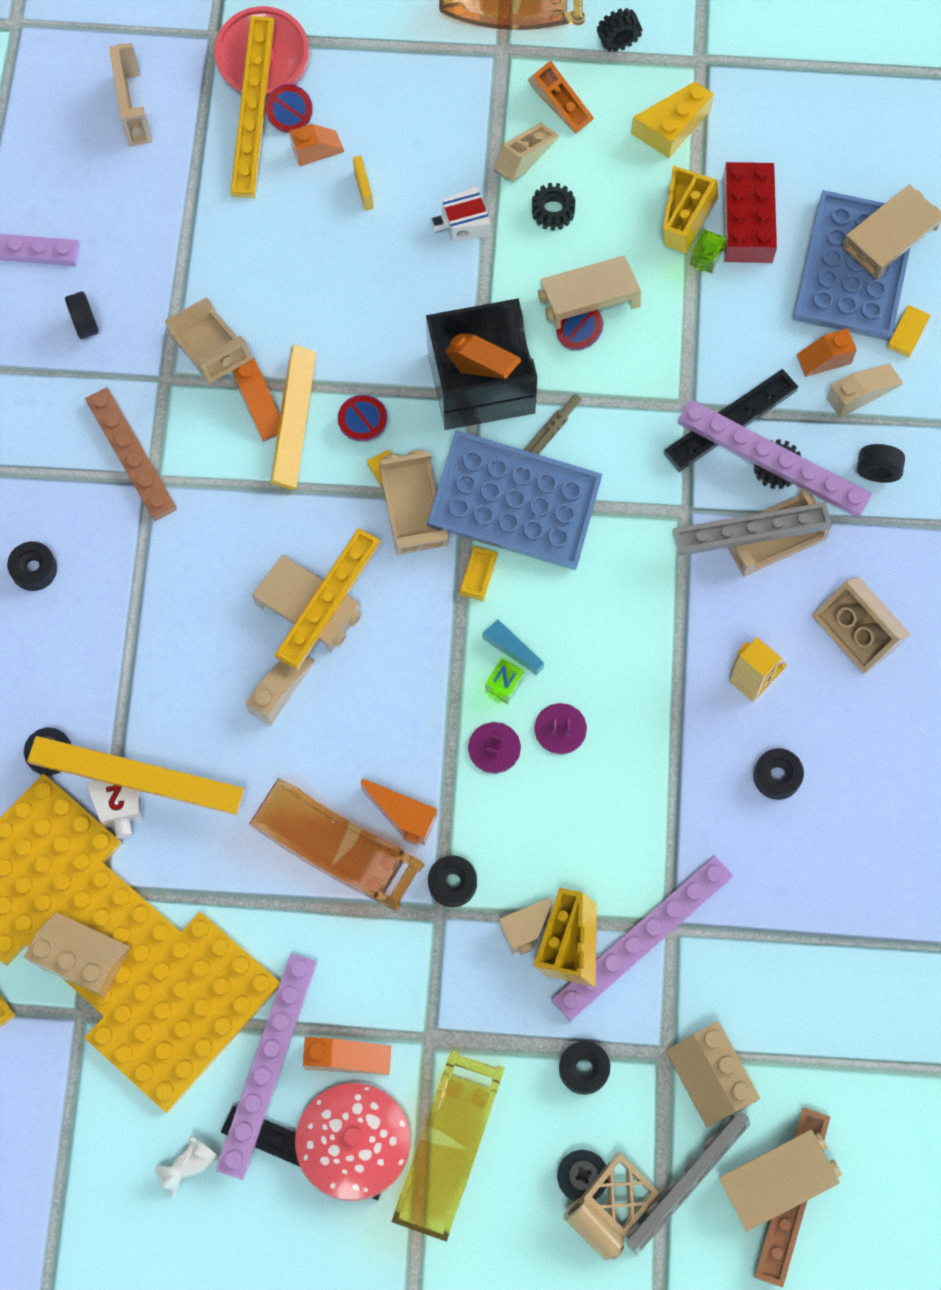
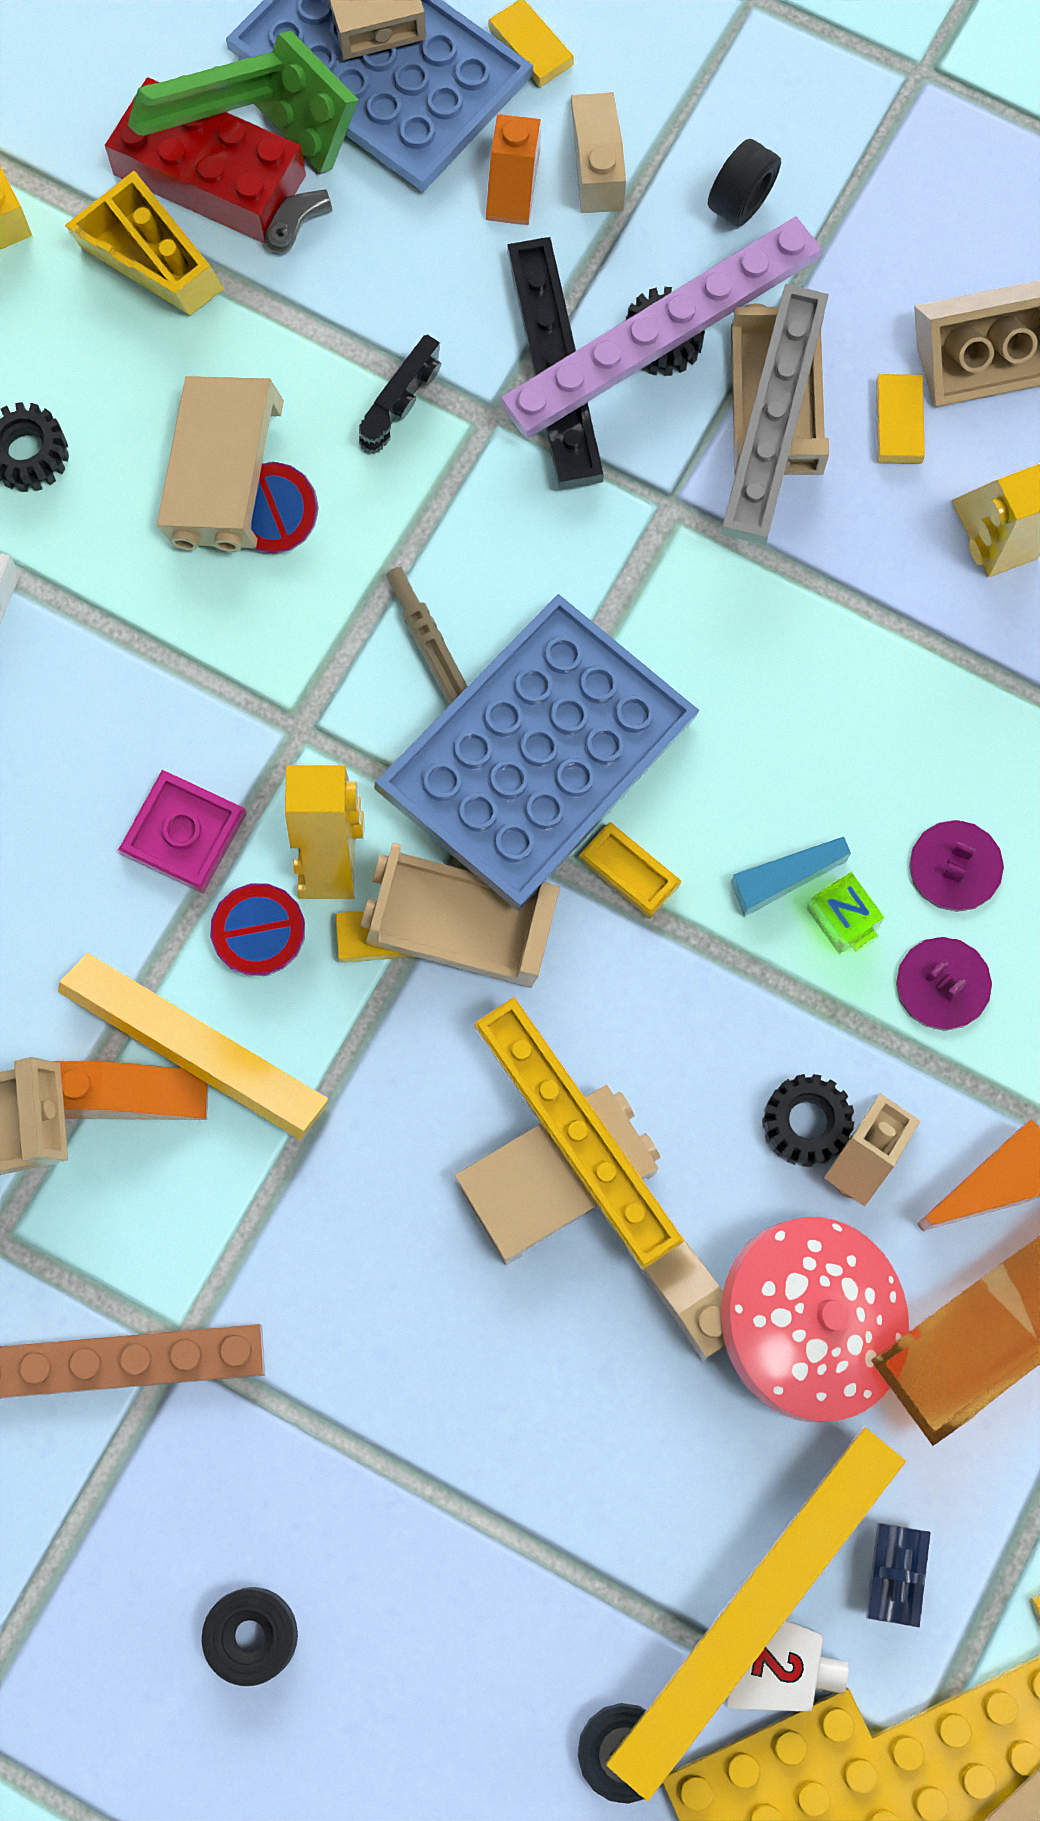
camera: 65 degrees left, 5 degrees up
(182, 838) = (898, 1575): none -> dark blue hips
(289, 741) = (809, 1315): none -> coral dish
(388, 743) = (872, 1150): none -> tan slope
(389, 723) = (825, 1096): none -> black tyre
(396, 365) = (182, 831): none -> dark pink tile
(422, 420) = (323, 824): none -> yellow wedge
(475, 398) = (271, 679): black piece -> none
(480, 357) = (279, 673): orange slope -> none
(671, 355) = (398, 394): none -> black hinge
(707, 251) = (240, 254): clear neon green brick -> none
(745, 265) = (291, 216): none -> dark grey arm
(794, 599) = (900, 418): none -> yellow tile
(810, 221) = (285, 85): none -> bright green bracket

